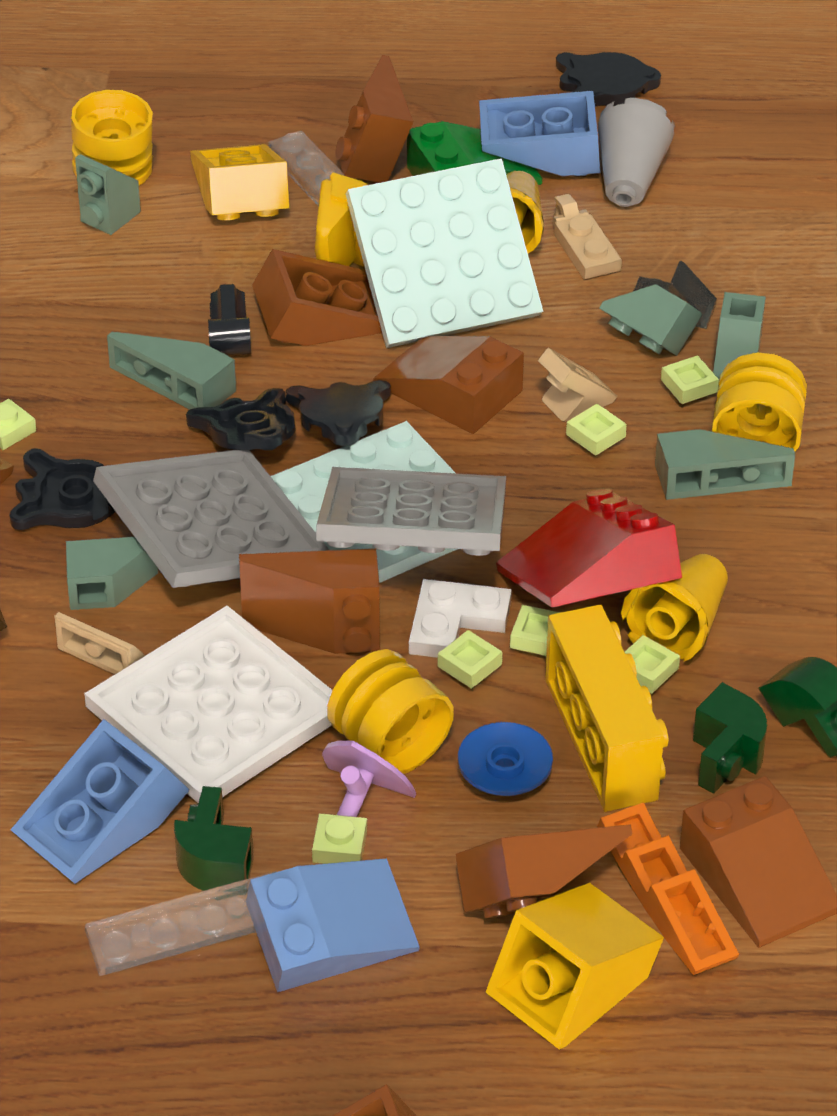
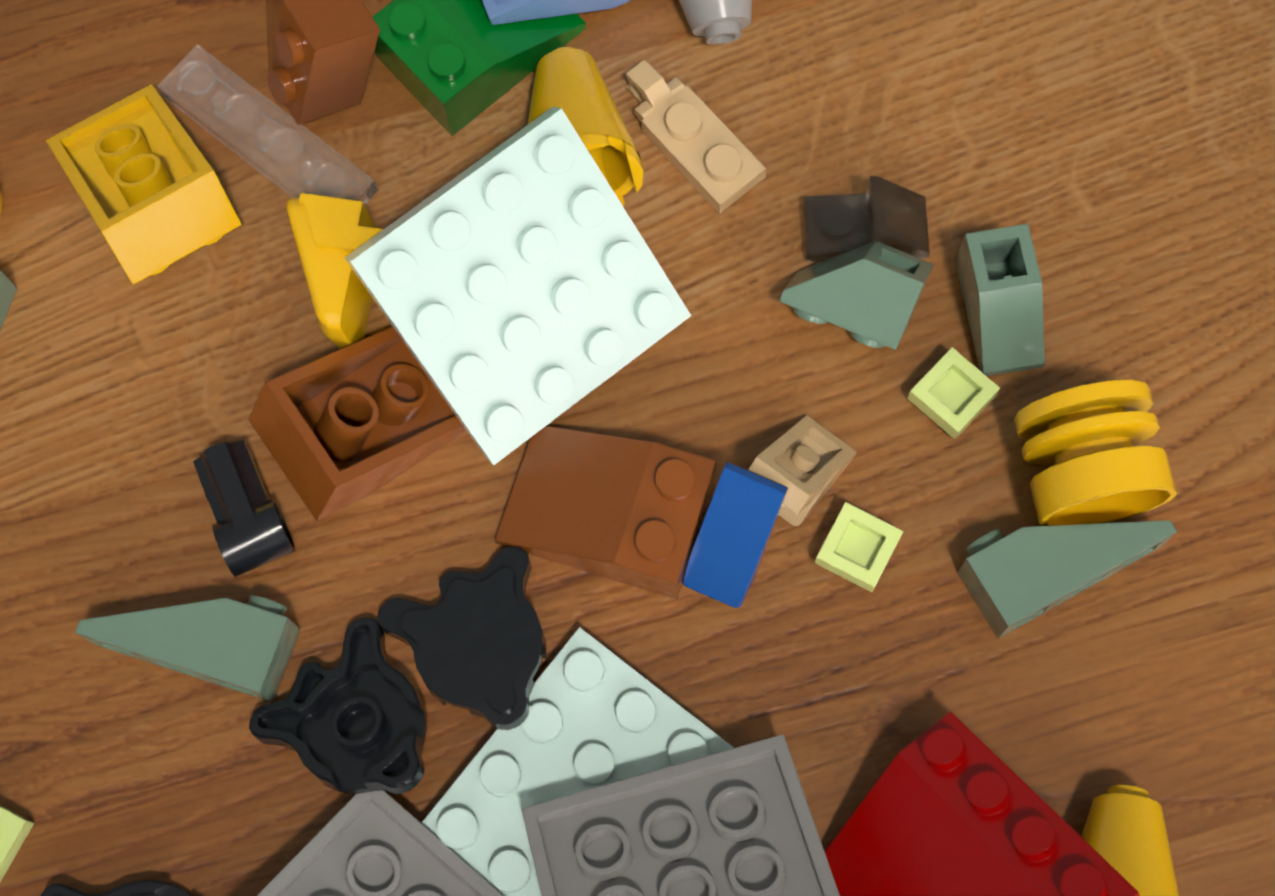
camera: 15 degrees left, 30 degrees up
(520, 392) = (734, 535): none -> blue slope

